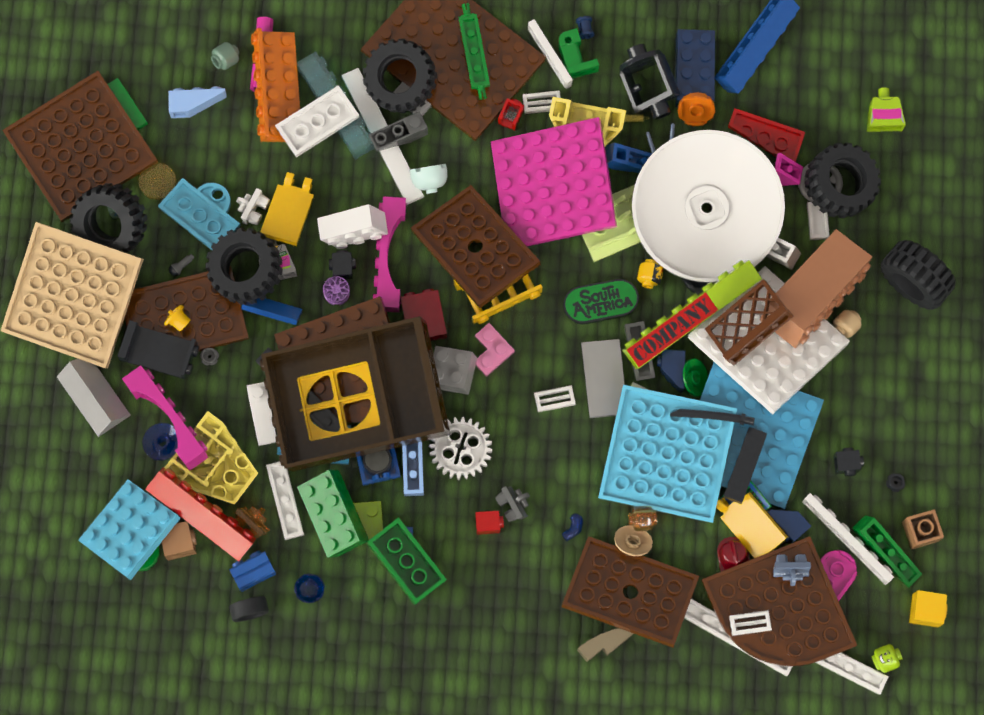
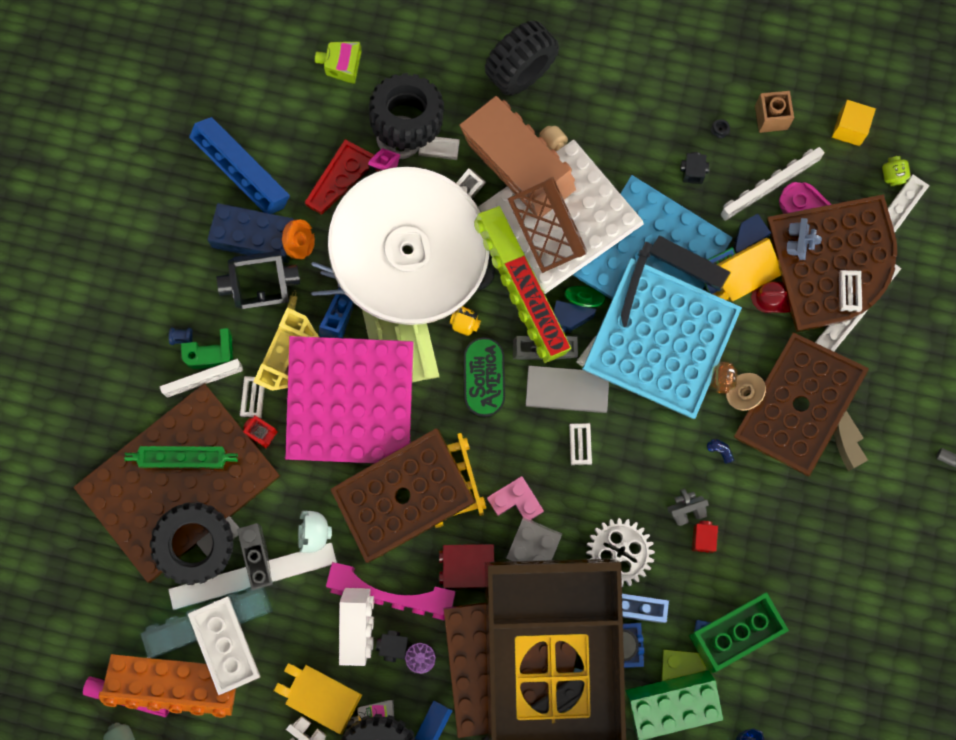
camera: 75 degrees left, 0 degrees up
(886, 549) = (786, 150): green slope -> none

